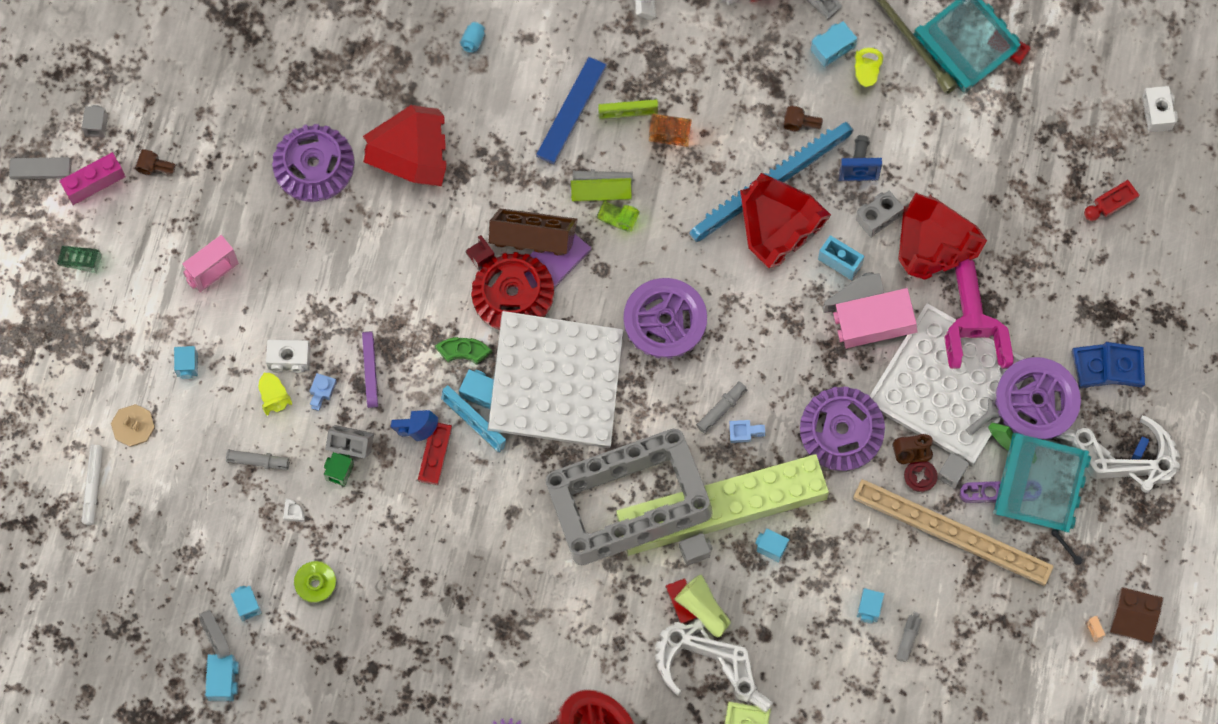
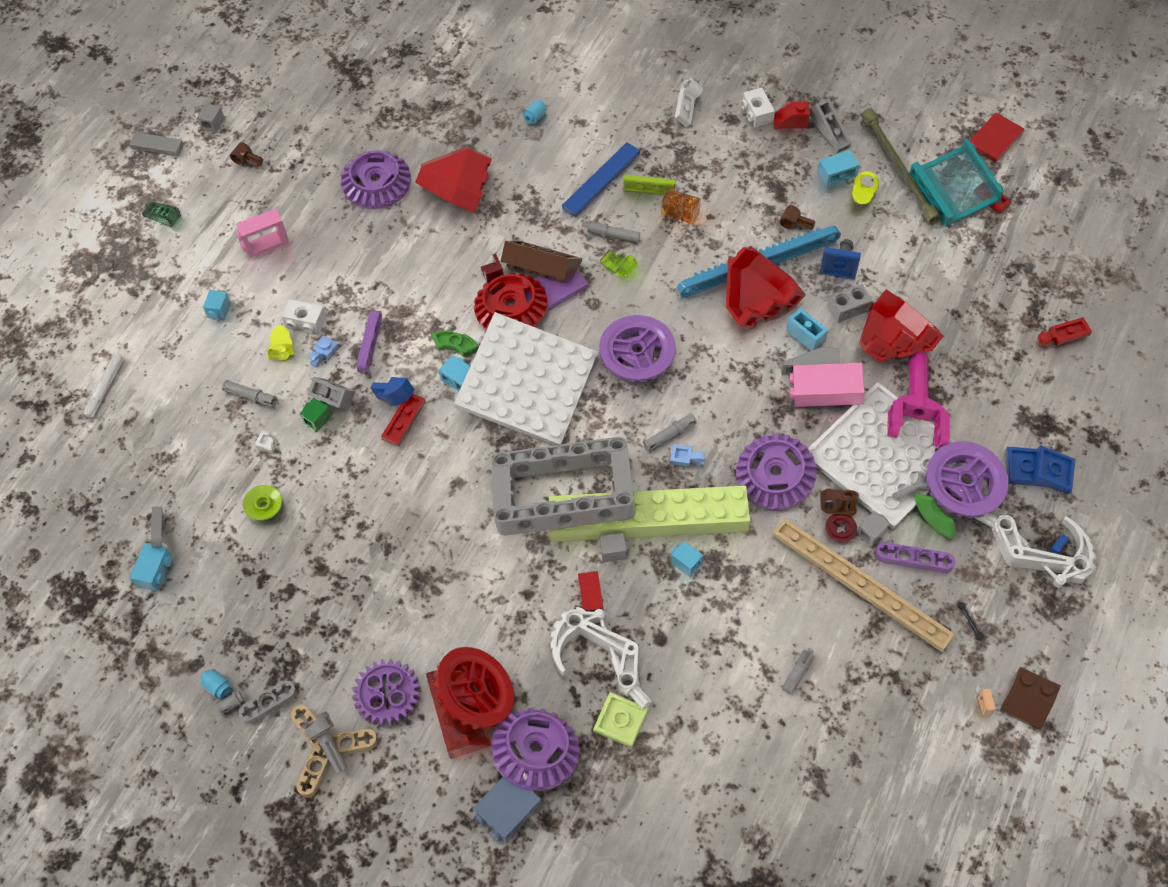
camera: 15 degrees right, 10 degrees down
(92, 178) = (192, 156): dark pink brick -> none
(132, 425) = (156, 347): tan piece -> none
(245, 602) = (196, 508): medium azure brick -> none
(472, 418) = (445, 397): medium azure tile -> none
(601, 189) = (609, 240): lime tile -> none
(700, 601) = (605, 592): yellowish green piece -> none
(870, 605) = (767, 632): medium azure brick -> none
(1042, 482) = (957, 555): clear light blue panel -> none
(1157, 119) = (1121, 267): white brick -> none

